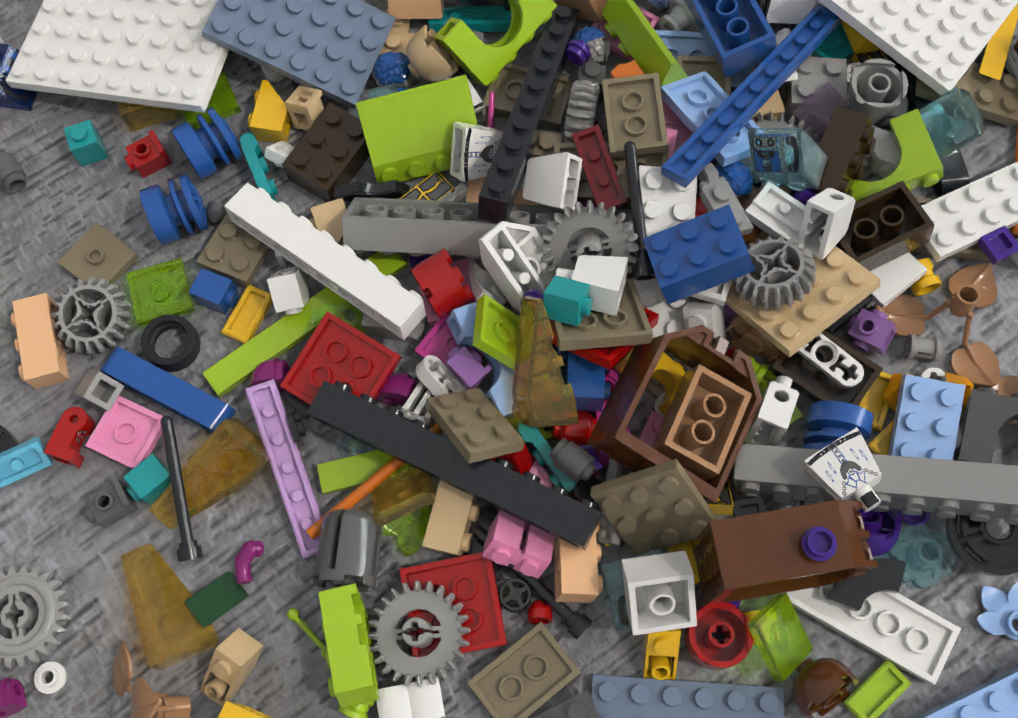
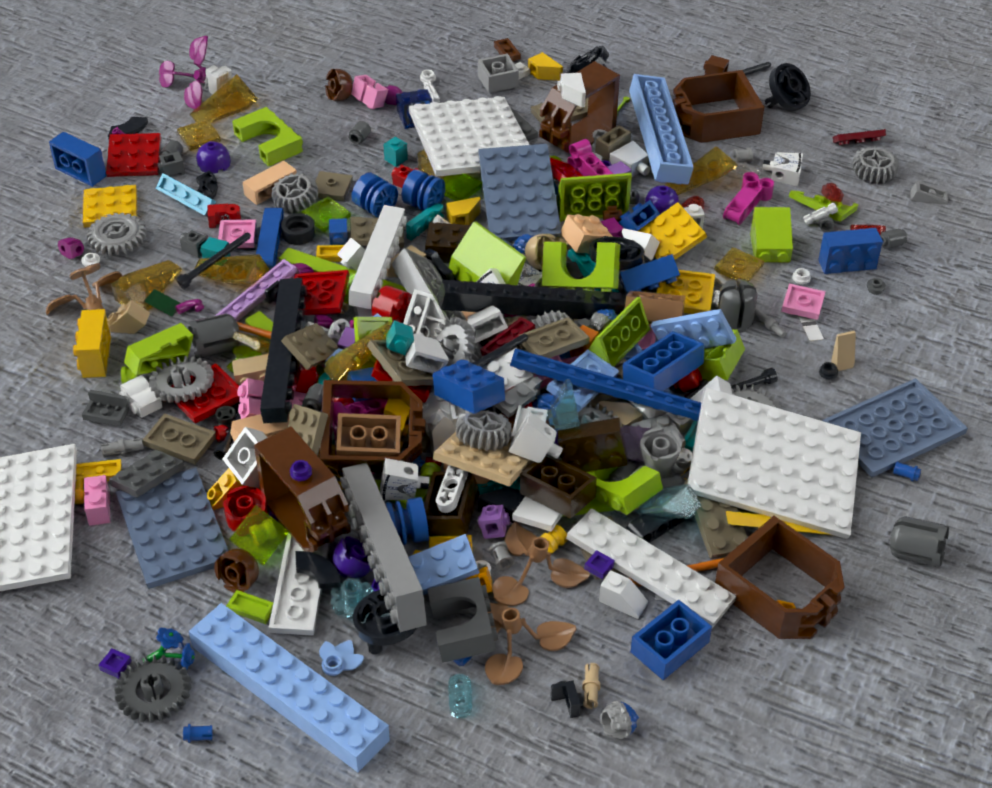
camera: 60 degrees right, 25 degrees down
(99, 389) = (253, 210): light grey brick -> none
(304, 106) = (475, 215): tan brick -> none
(578, 52) = (589, 309): dark purple plate -> none
(846, 470) = (369, 497): white torso -> none

